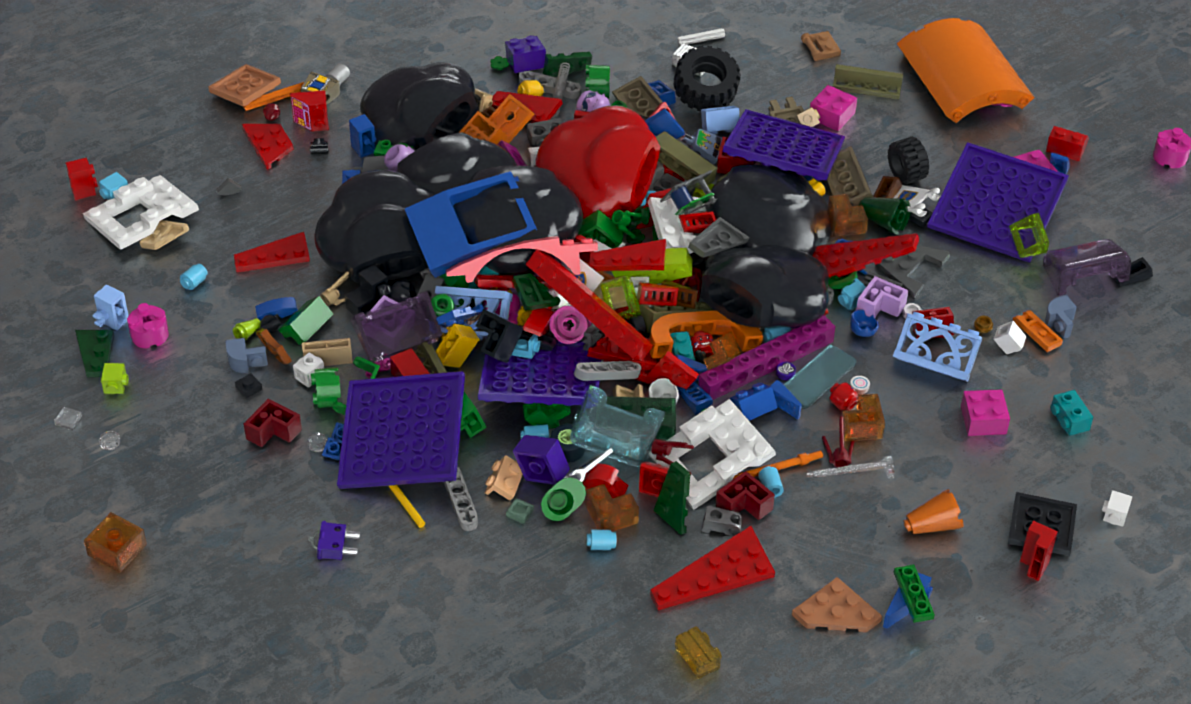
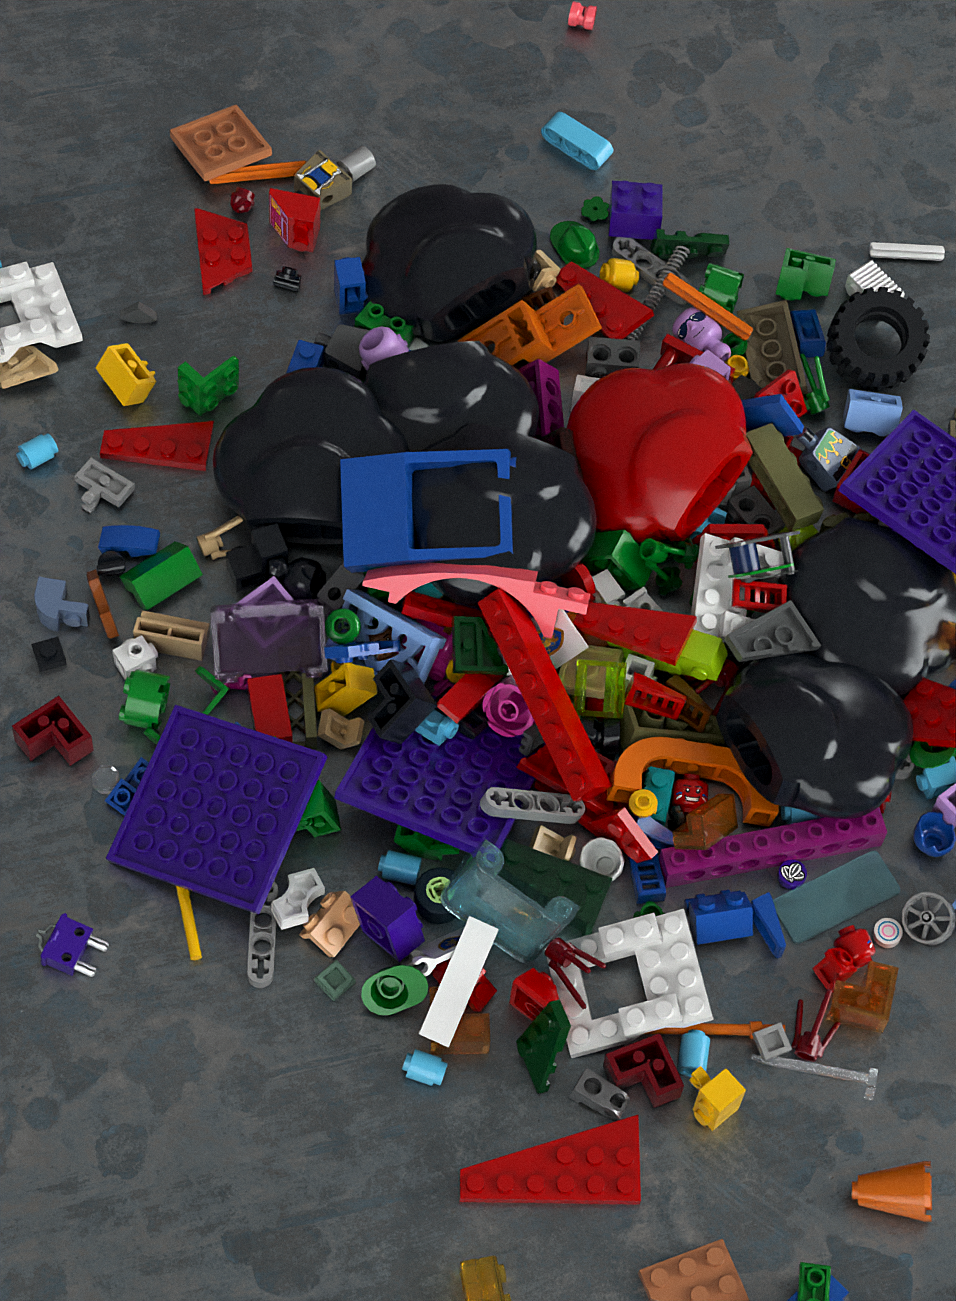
camera: 15 degrees right, 15 degrees up
(235, 219) = (126, 374): none -> yellow brick
(245, 283) = (102, 483): none -> light grey plate
(246, 328) = (77, 561): lime cone -> none
(291, 214) = (206, 392): none -> green bracket
(469, 370) = (339, 730): none -> tan bracket
(472, 30) = (577, 140): none -> medium azure beam
(475, 470) = (292, 906): none -> white tile
(494, 82) = (575, 243): none -> green piece
(594, 87) = (707, 306): none -> orange axle
(604, 478) = (458, 981): none -> white sticker
(646, 60) = (804, 272): none -> green brick
(678, 348) = (643, 803): none -> yellow plate
(683, 121) = (818, 398): none -> green plant
(797, 497) = (716, 1097): none -> yellow brick
(817, 459) = (772, 1041): none -> light grey plate
(835, 408) = (835, 966): none -> red bracket
(882, 367) = (928, 918): none -> light grey wheel

